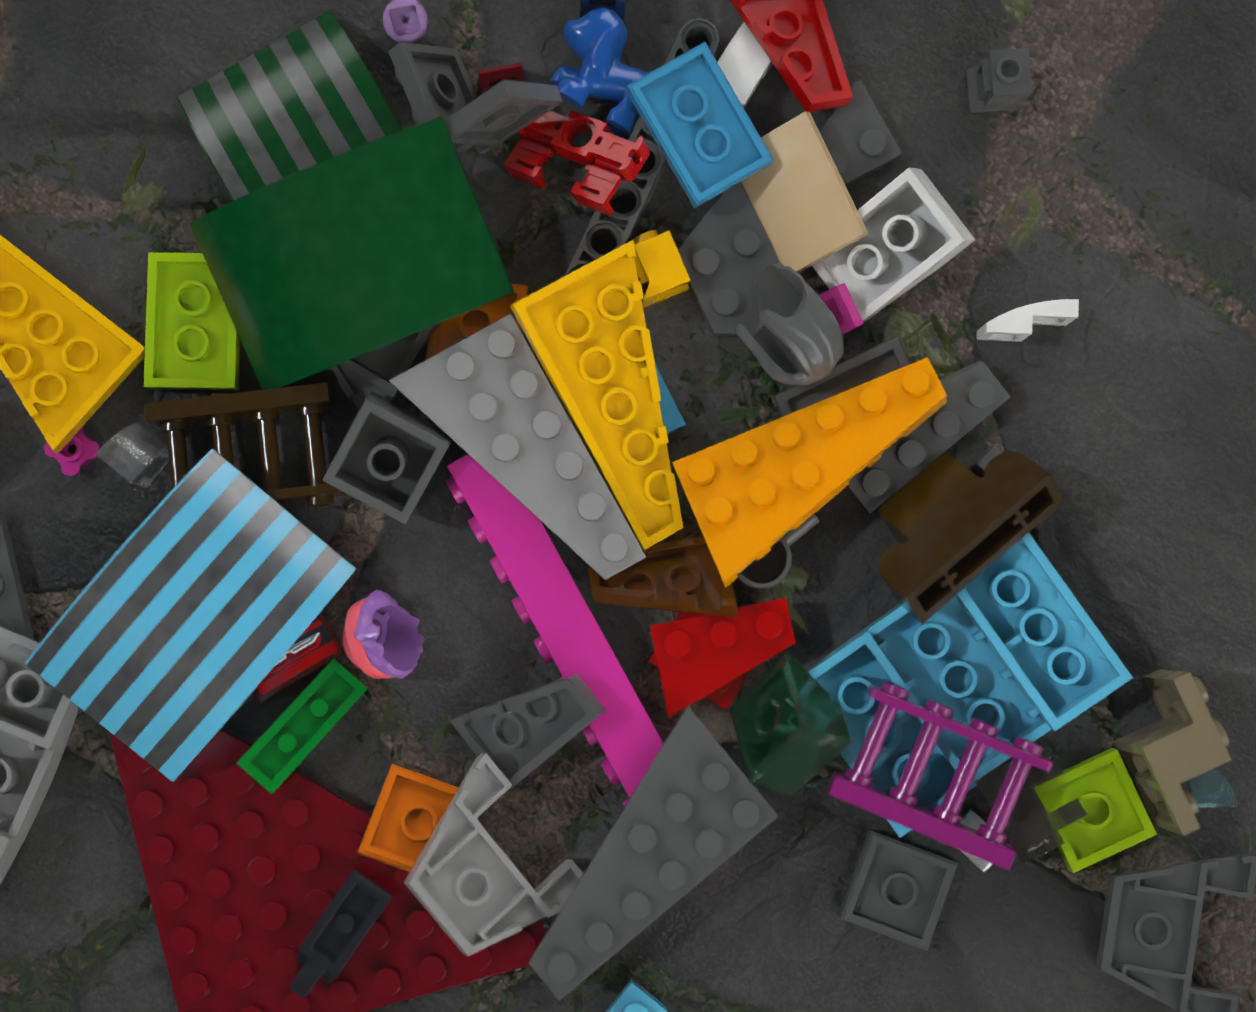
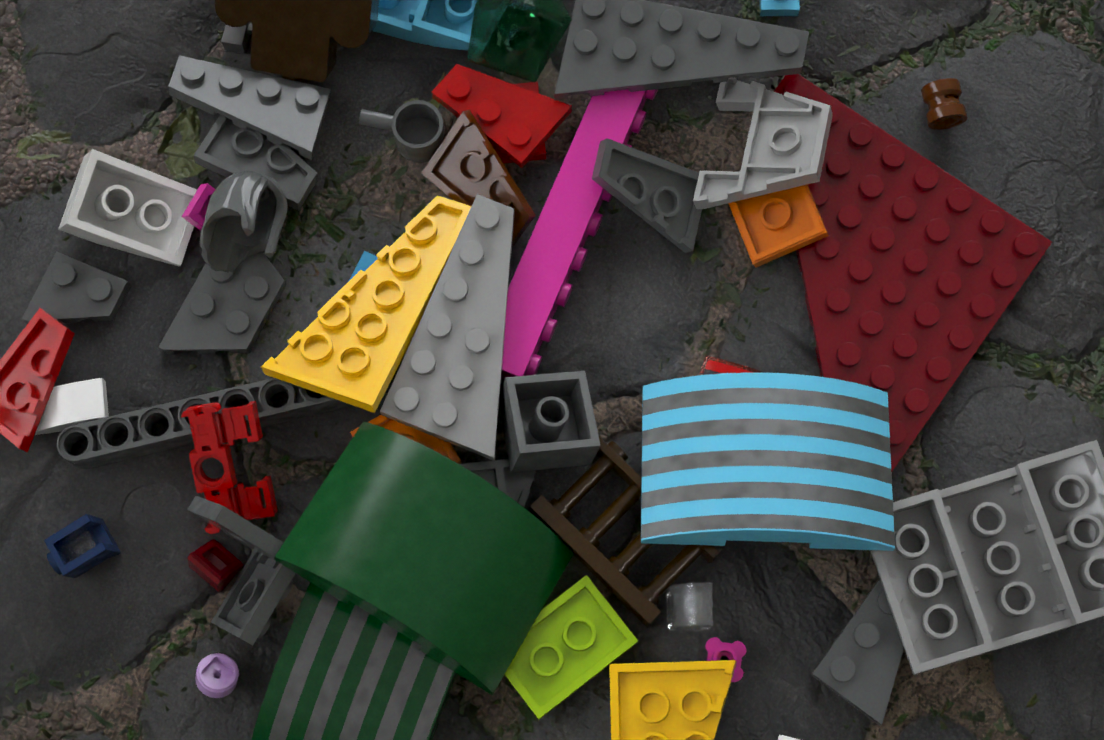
camera: 125 degrees left, 10 degrees down
(302, 726) = (778, 338): green plate -> none
(339, 931) = (887, 203): black hinge -> none
(382, 637) = (675, 333): medium lavender hair -> none
(599, 42) = (130, 515): blue animal -> none
(659, 267) = (261, 343): yellow window -> none
(699, 124) = (140, 391): dark azure tile -> none
(788, 469) = (350, 154): light orange wing -> none
(803, 197) = (140, 294): tan tile -> none
(1017, 323) = (119, 87): white slope -> none

